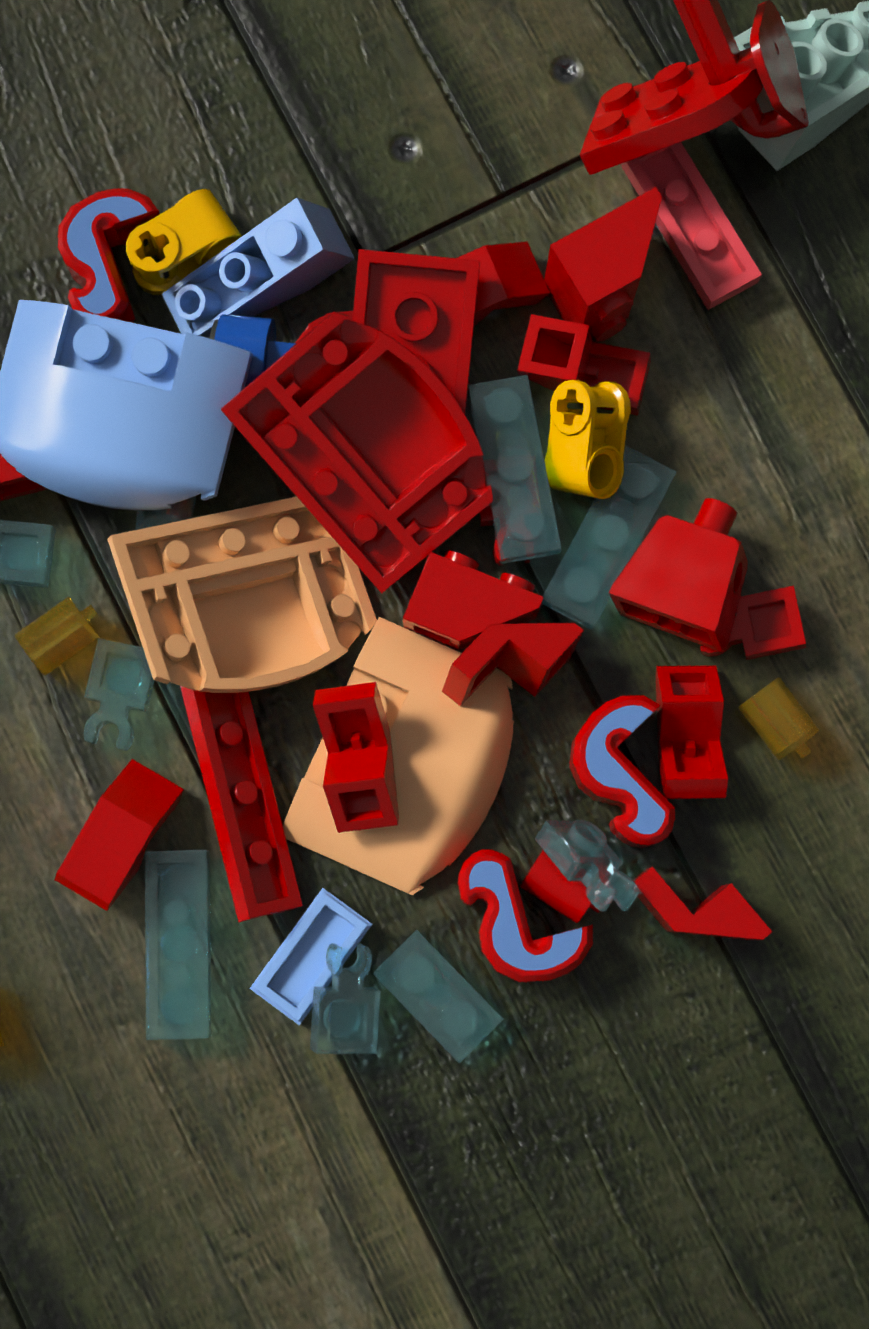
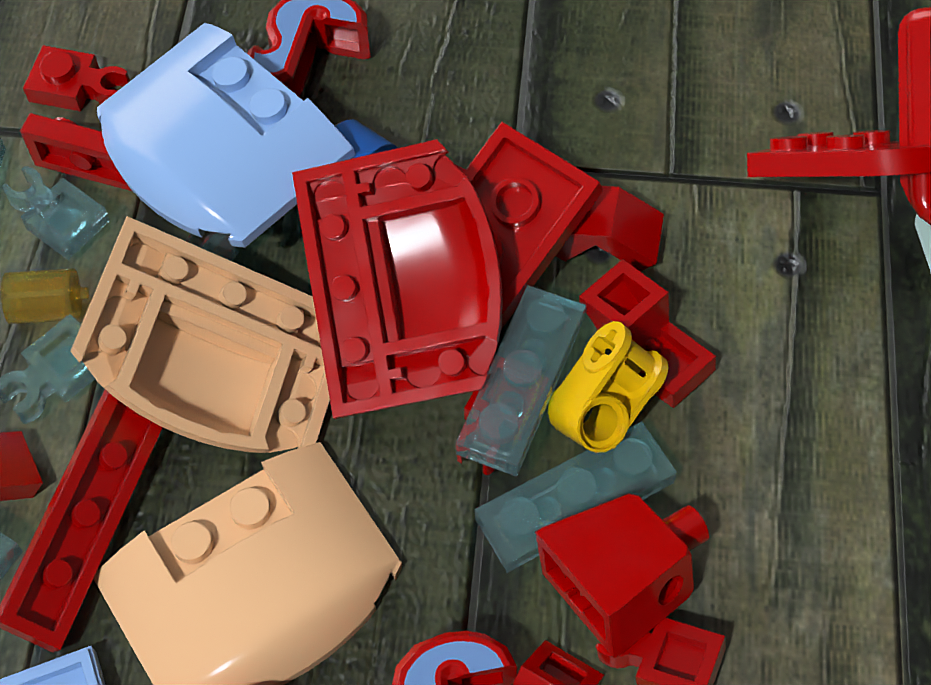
camera: 35 degrees right, 20 degrees down
(180, 239) = (376, 68): yellow piece -> none
(261, 268) = (451, 105): light blue slope -> none
(359, 759) = (191, 554): red slope -> none
(459, 602) = (399, 473): red slope -> none
(523, 651) = (427, 544): red slope -> none
(600, 266) = (719, 254): red slope -> none
(694, 224) = (825, 274): coral plate -> none

